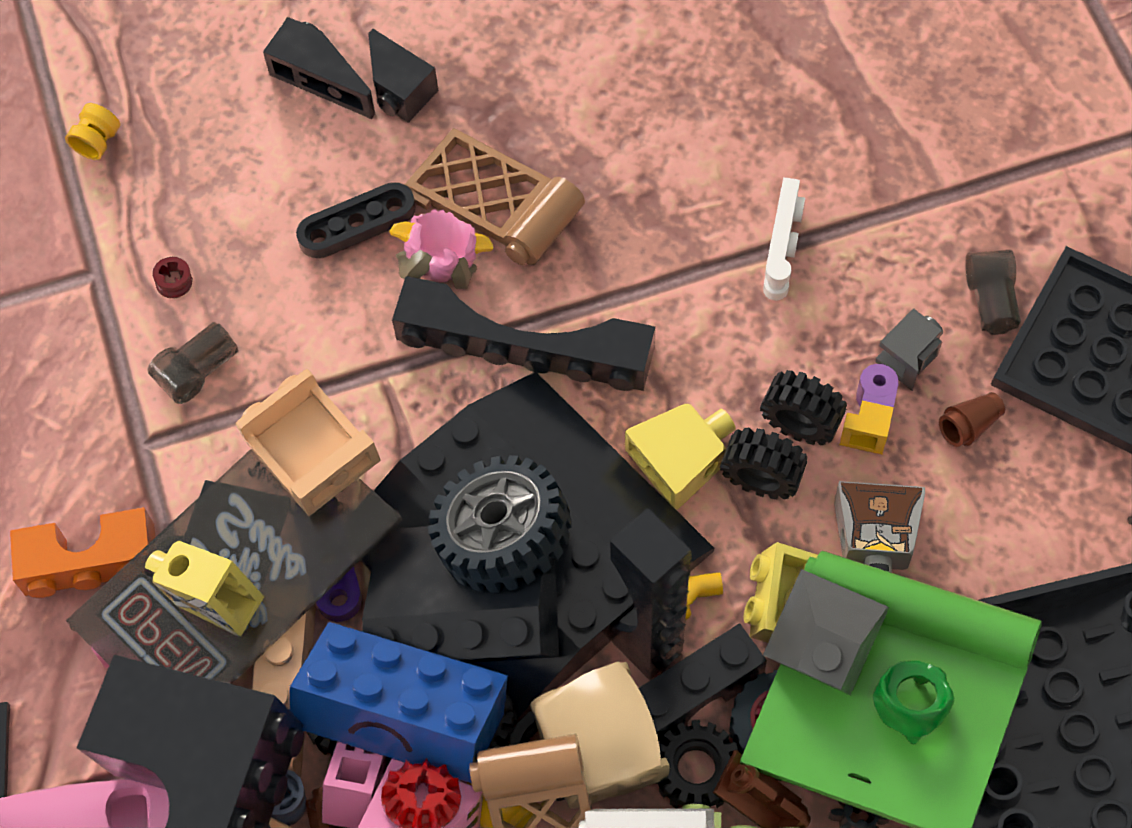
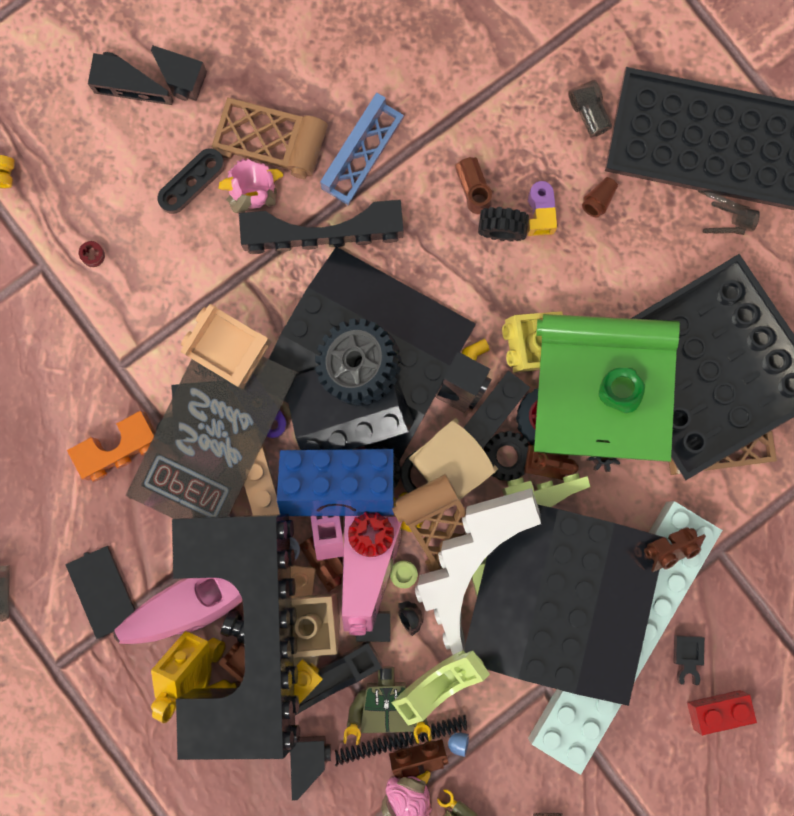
camera: 25 degrees left, 20 degrees up
(184, 369) = (125, 312): clear smoke piece -> none
(194, 578) = (200, 454): light yellow torso -> none
(613, 236) = (352, 145): none -> medium blue fence
(679, 450) = (438, 271): light yellow torso -> none
(764, 463) = (491, 266): black tyre -> none
(776, 340) = (473, 184): none -> copper piece
(783, 240) = (457, 115): white plate -> none
(826, 631) = (560, 365): dark grey slope -> none
(878, 522) = (566, 283): torso -> none
(911, 346) = (553, 163): dark grey window -> none

